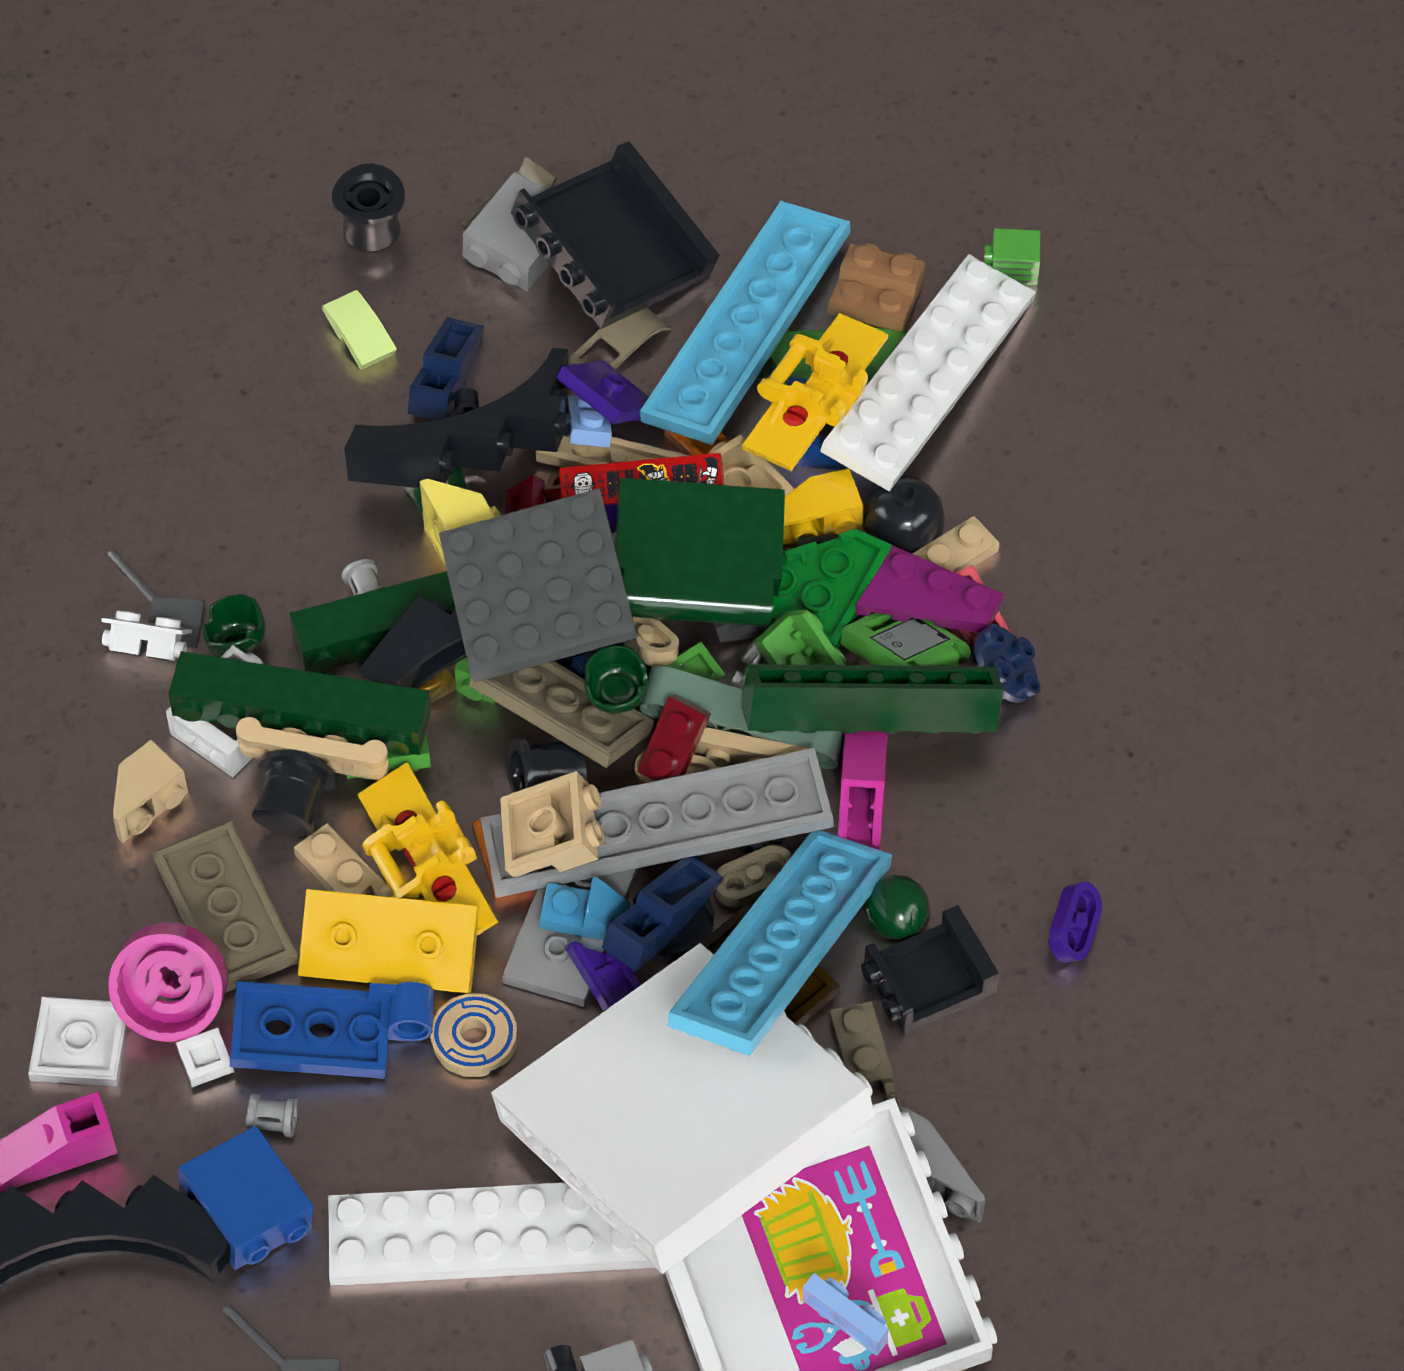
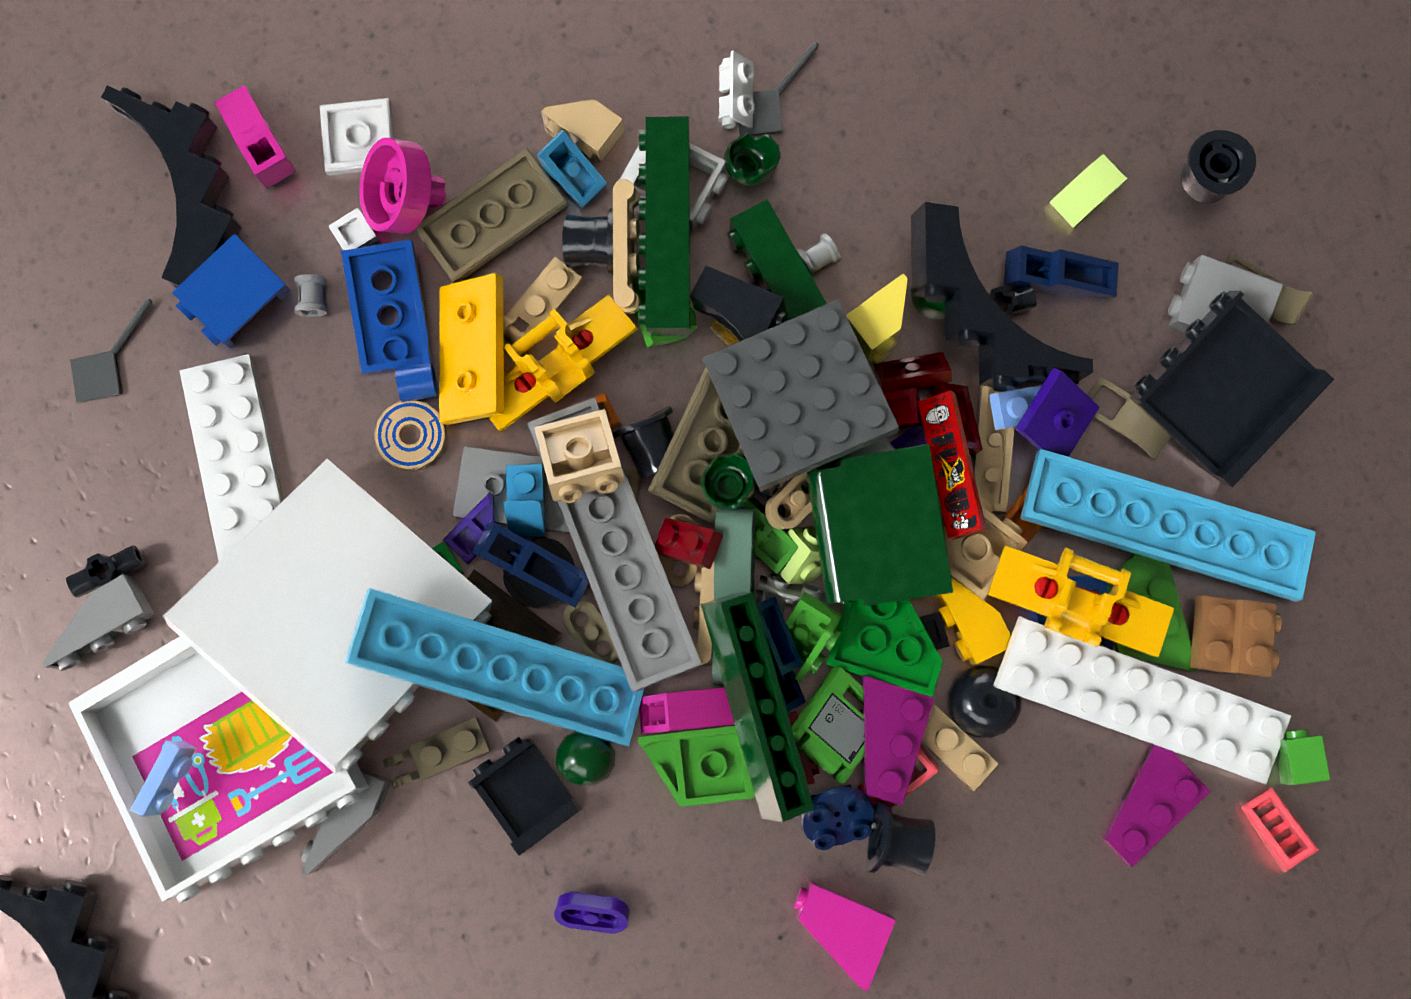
camera: 80 degrees right, 25 degrees up
(193, 806) = (571, 168): none -> dark azure slope
(720, 646) = (805, 563): none -> yellowish green bracket
(925, 787) = (700, 765): none -> bright green wing
(1041, 389) = (1155, 804): none -> magenta wing
(1043, 610) = (899, 841): none -> black piece
(1091, 275) = (1276, 849): none -> coral slope
(1132, 682) = (846, 930): none -> dark pink slope

